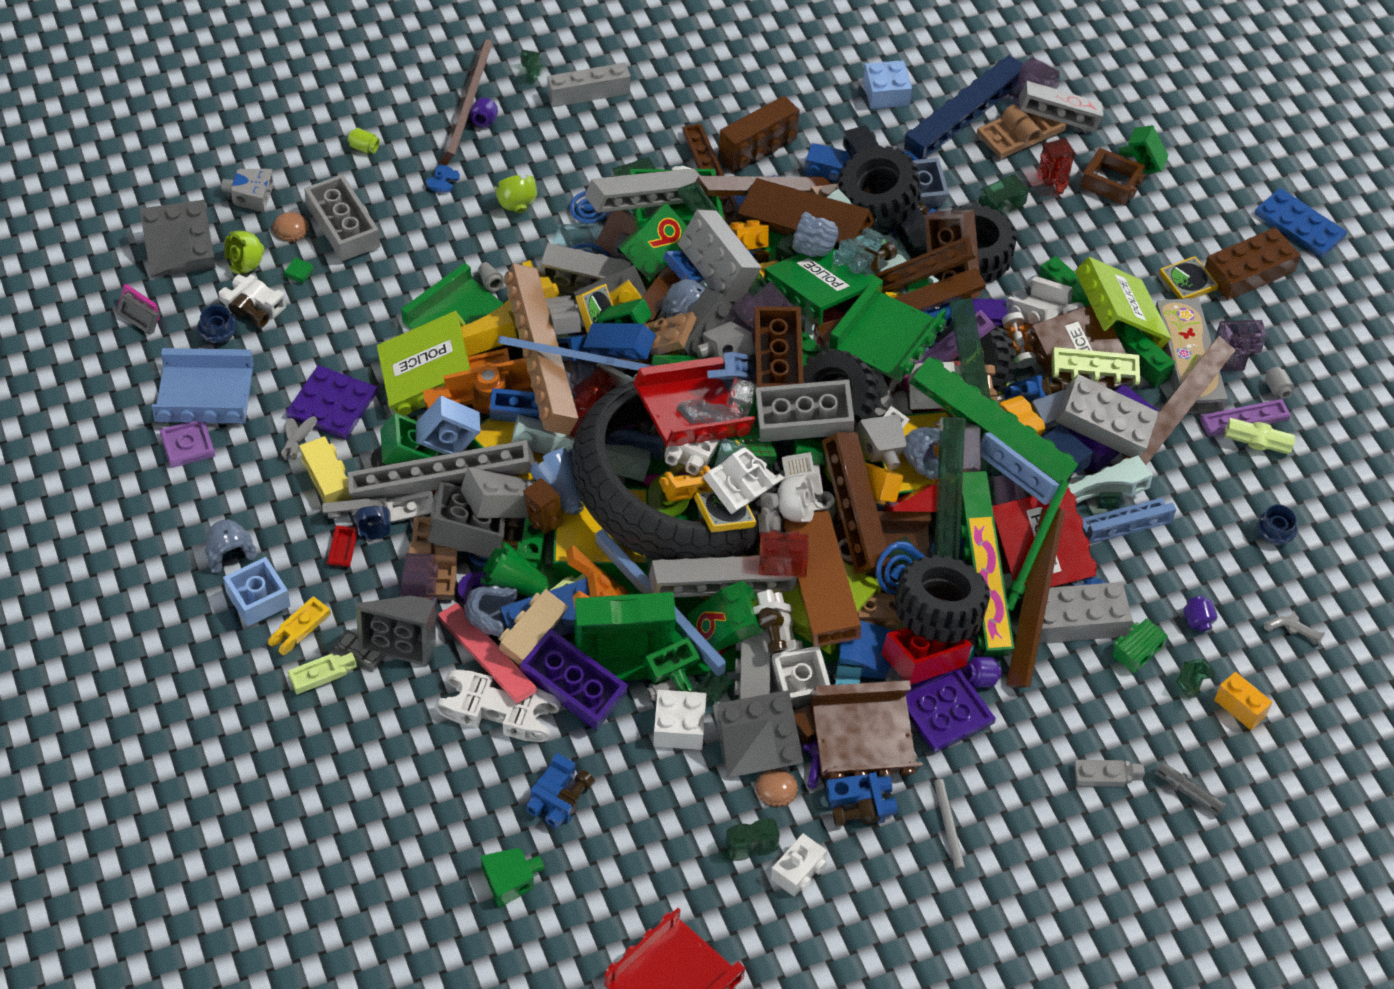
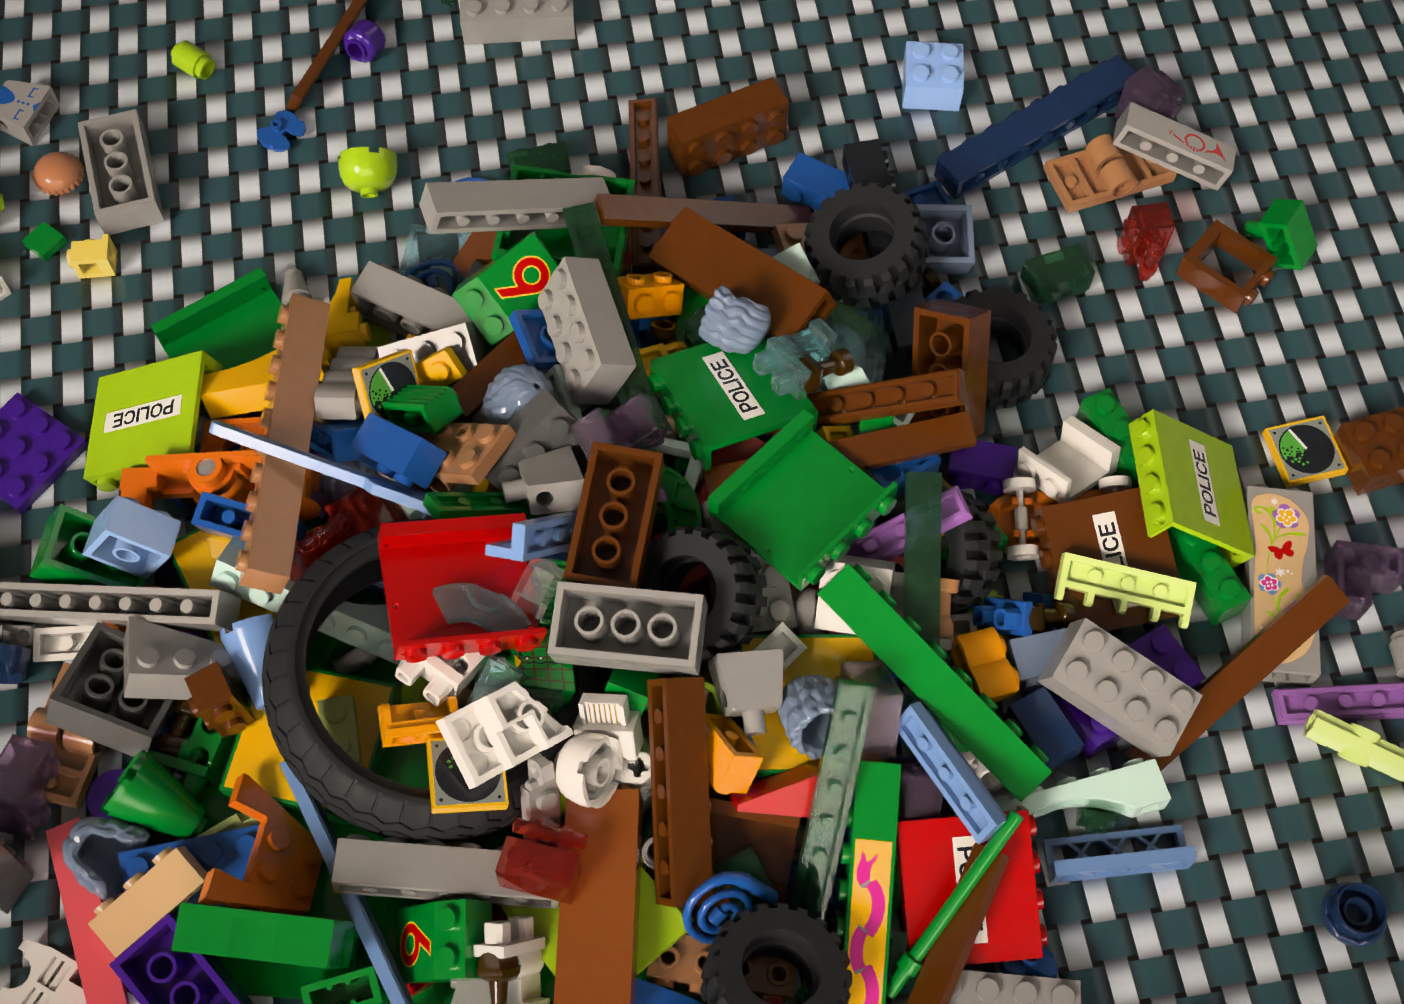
camera: 15 degrees right, 10 degrees up
(340, 275) = (93, 257): none -> light yellow brick

